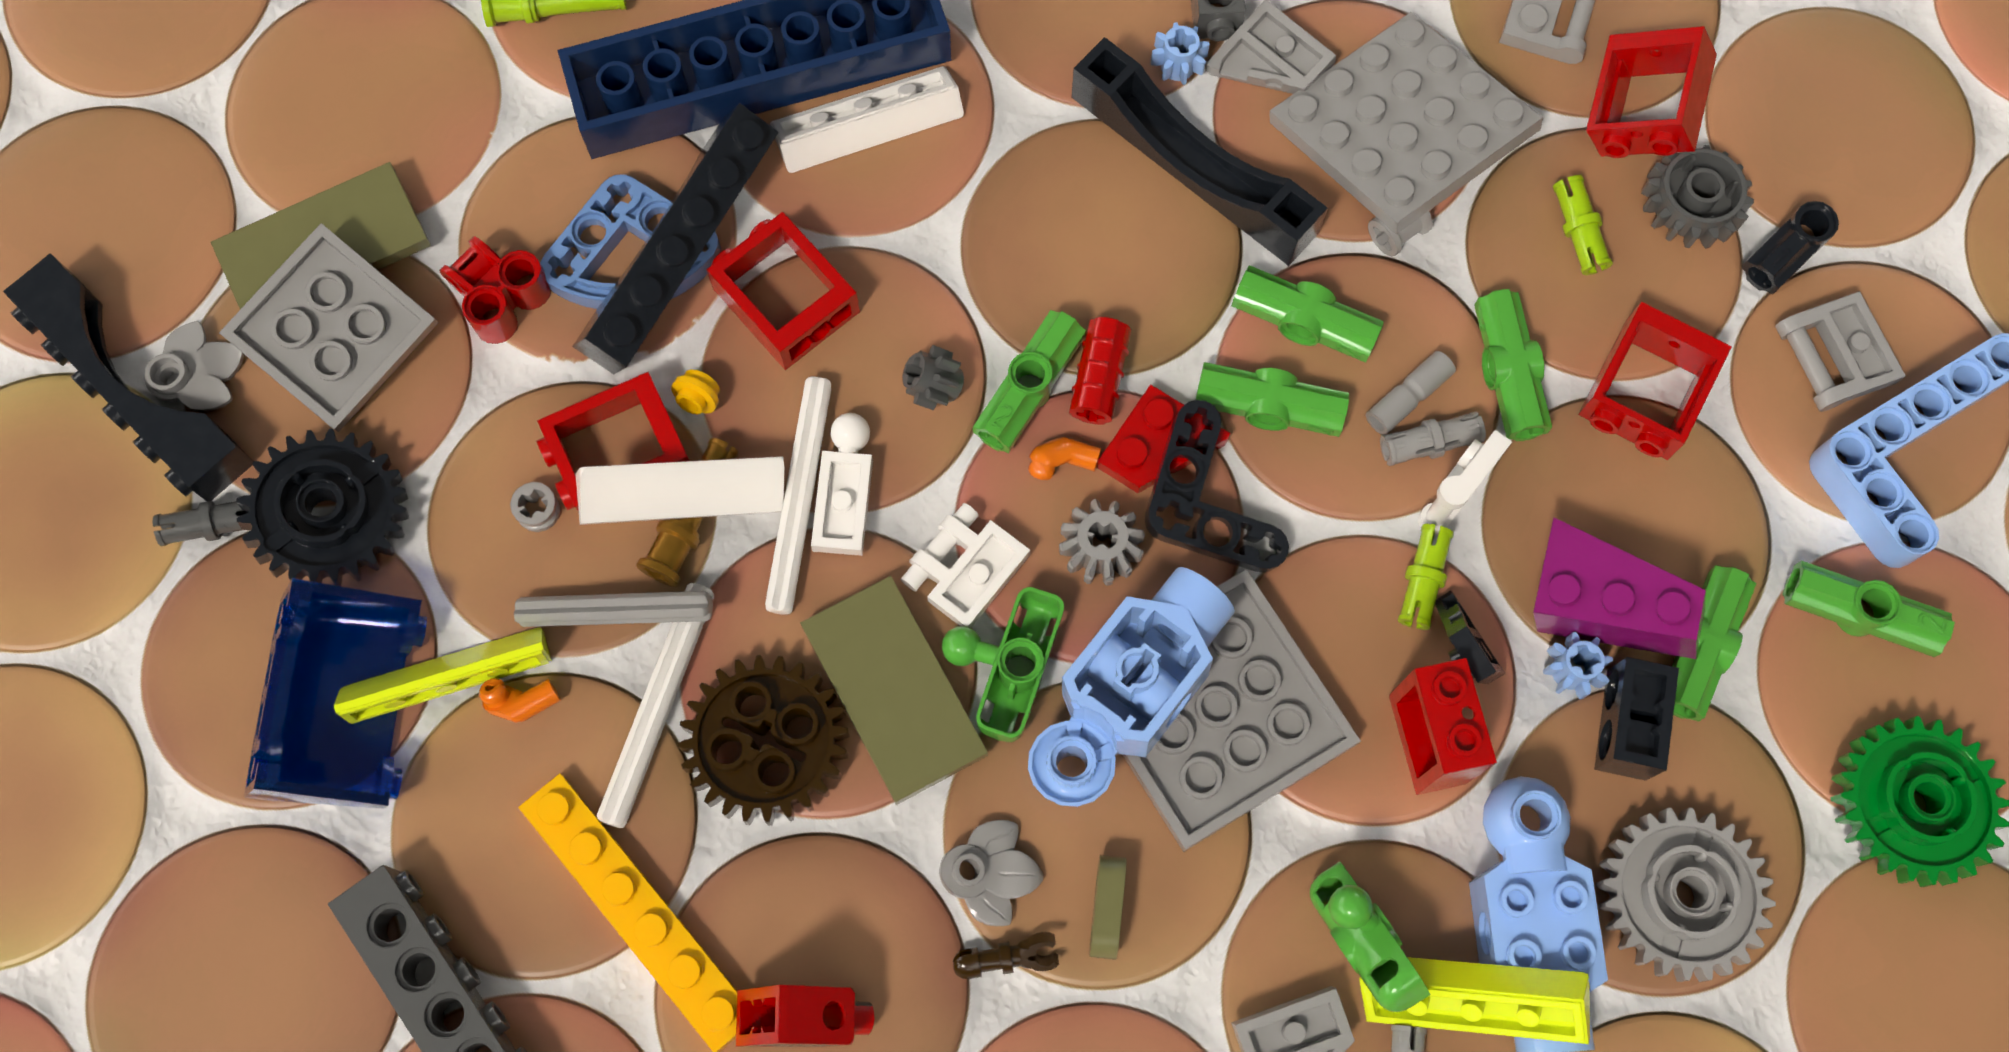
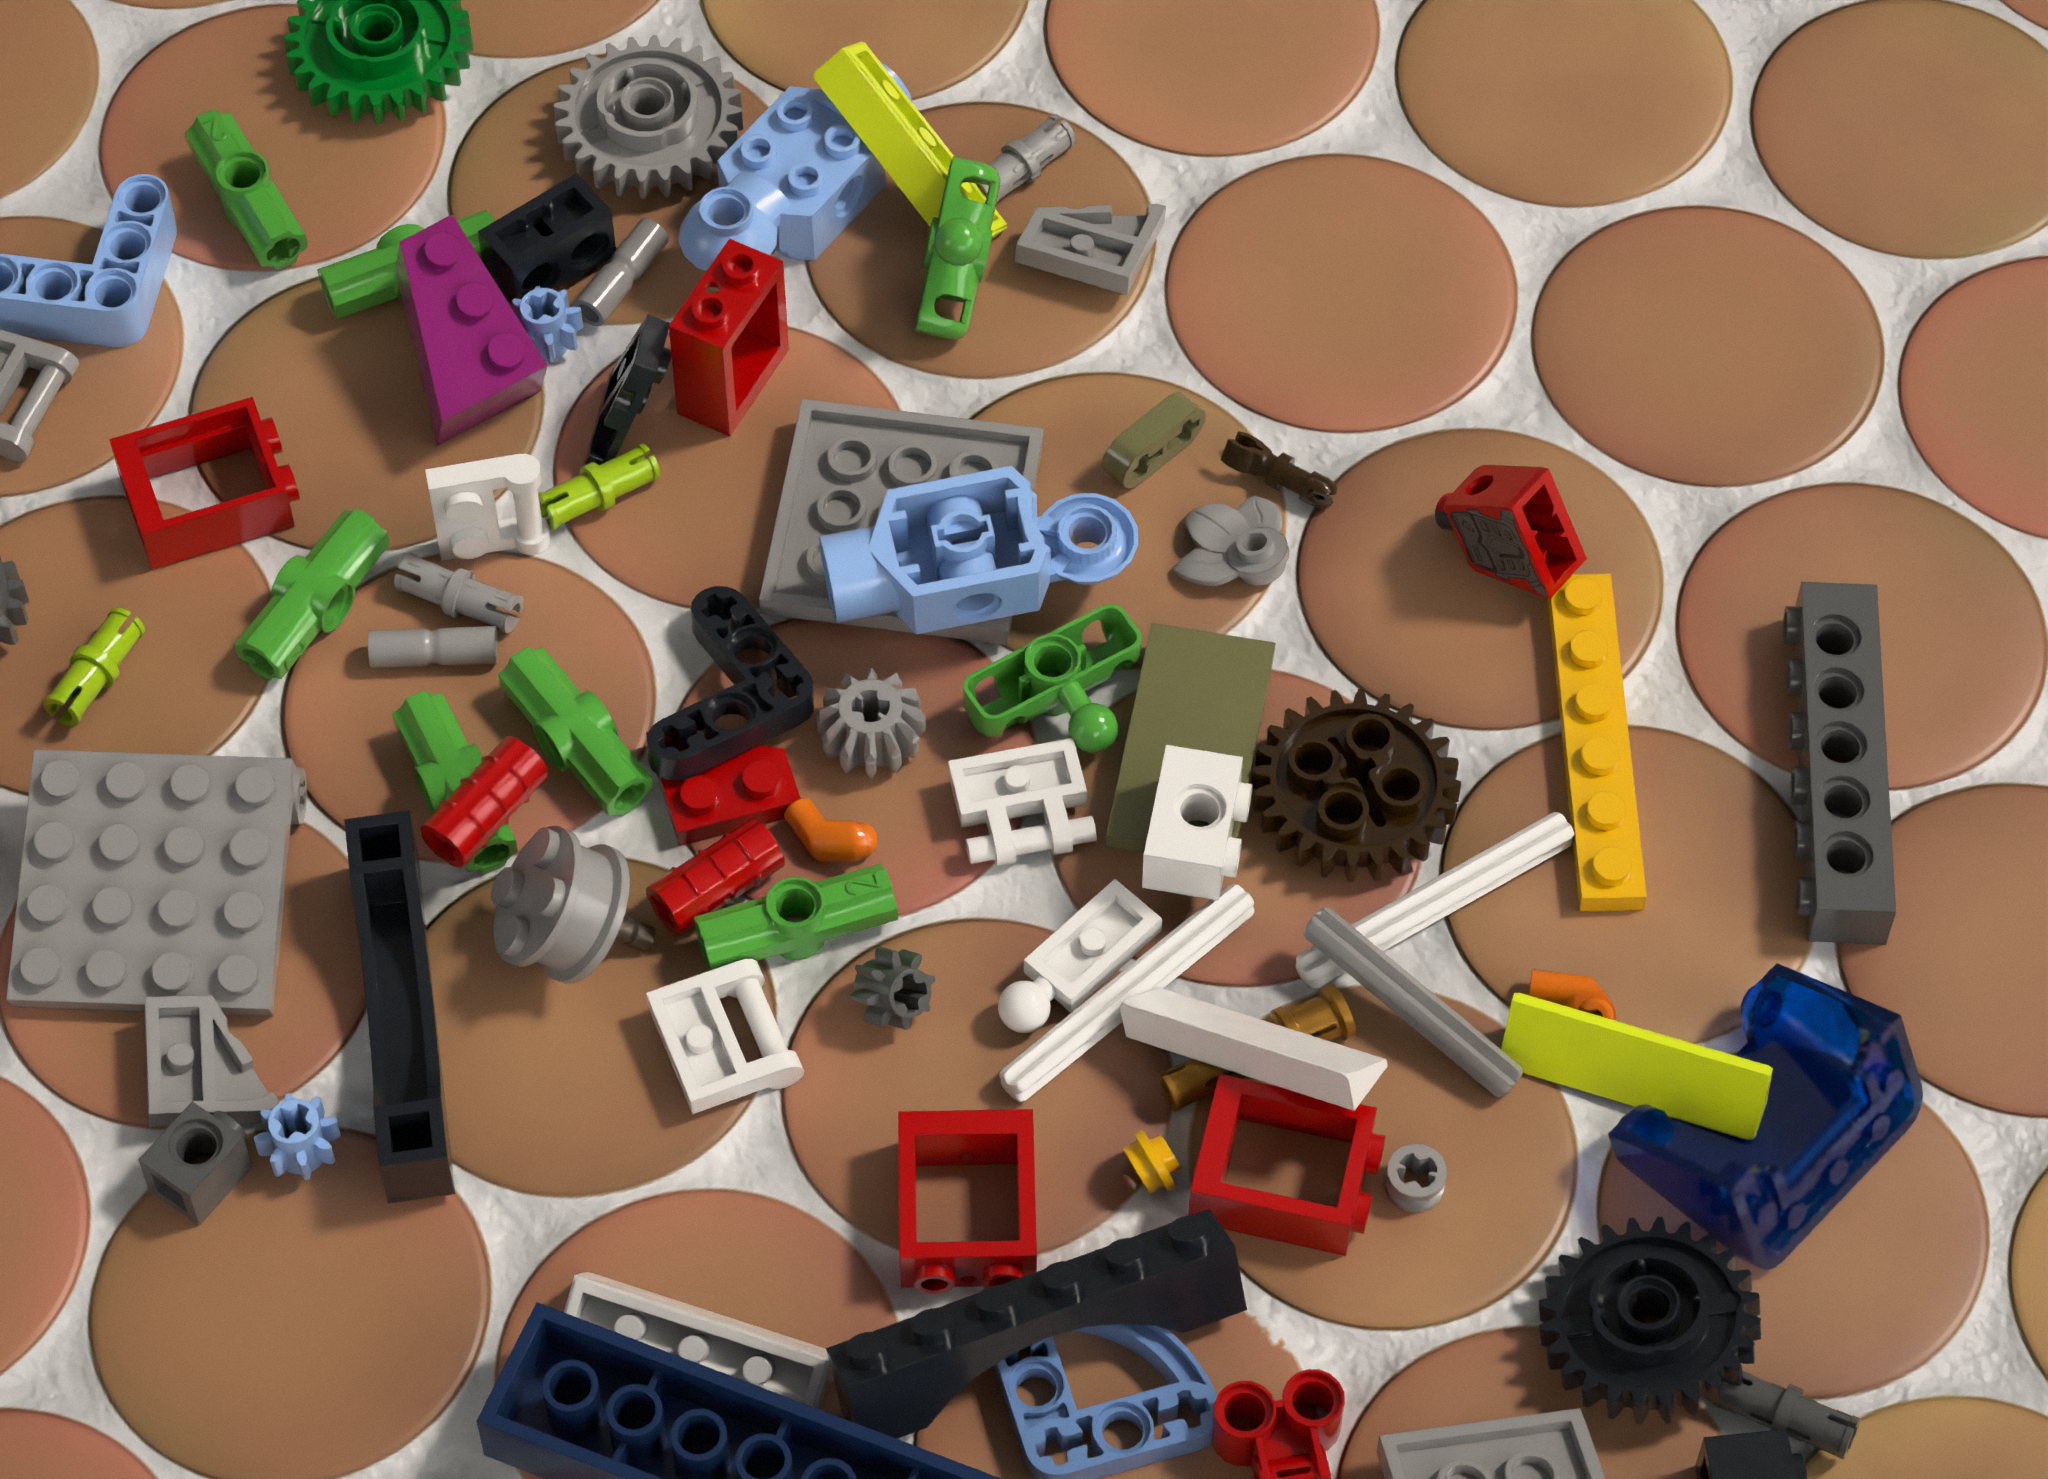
camera: 140 degrees left, 15 degrees down
(824, 578) = (1190, 857): none -> white brick
(1014, 271) = (704, 1043): none -> white plate
(1157, 264) = (564, 906): none -> light grey wheel
(1261, 281) = (484, 801): none -> red axle
(1577, 762) = (625, 266): none -> light grey piece

